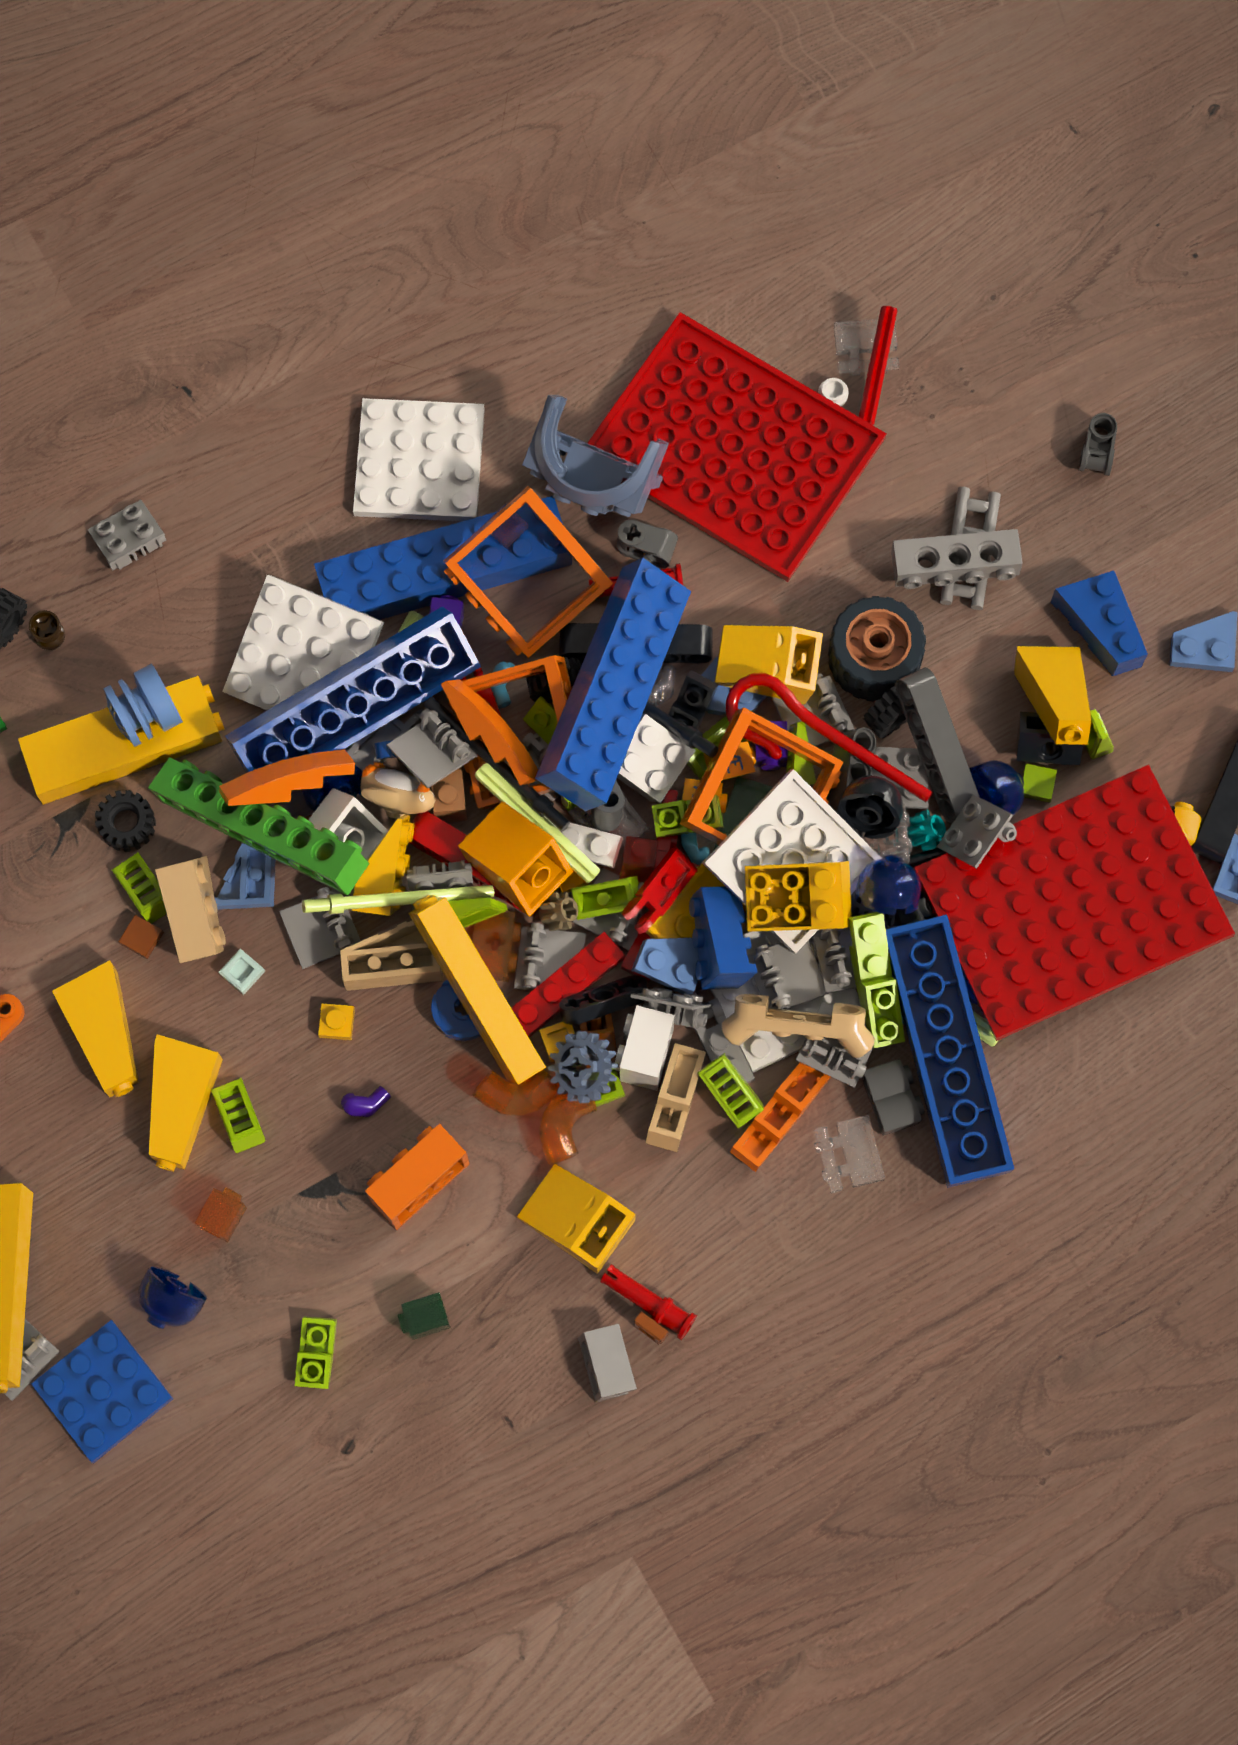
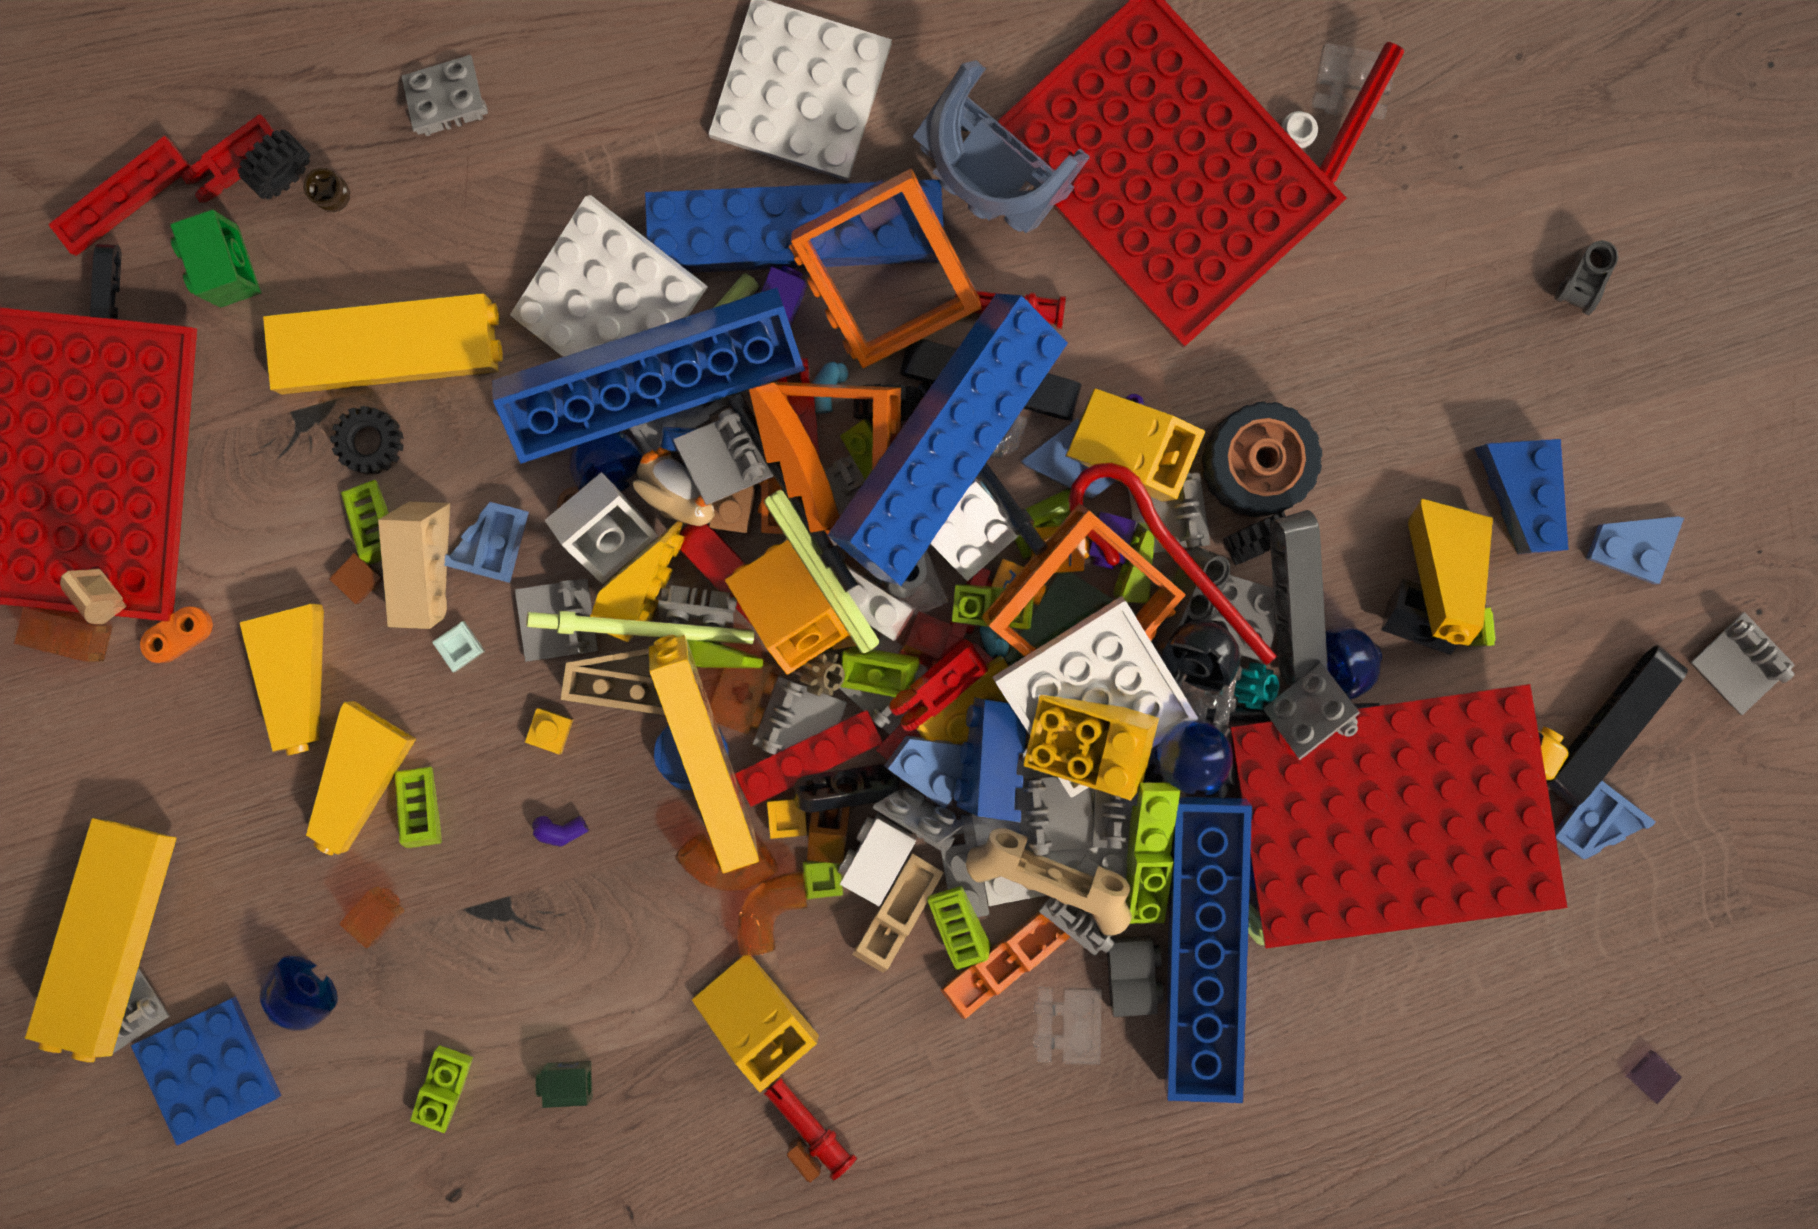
camera: 15 degrees right, 15 degrees up
(142, 705) = (397, 323): medium blue wheel -> none
(261, 826) = (446, 433): bright green brick -> none
(276, 780) = (536, 453): orange slope -> none
(416, 1175) = (590, 935): orange brick -> none
(580, 1083) = (802, 867): sand blue gear -> none
(607, 1363) = (747, 1184): light grey hinge -> none
(649, 542) = (1037, 264): dark grey piece -> none
(693, 700) = (1033, 470): black slope -> none
(965, 504) = (1423, 351): light grey bar -> none
(1002, 545) = (1442, 376): light grey brick -> none
(1039, 782) = (1398, 659): lime tile -> none

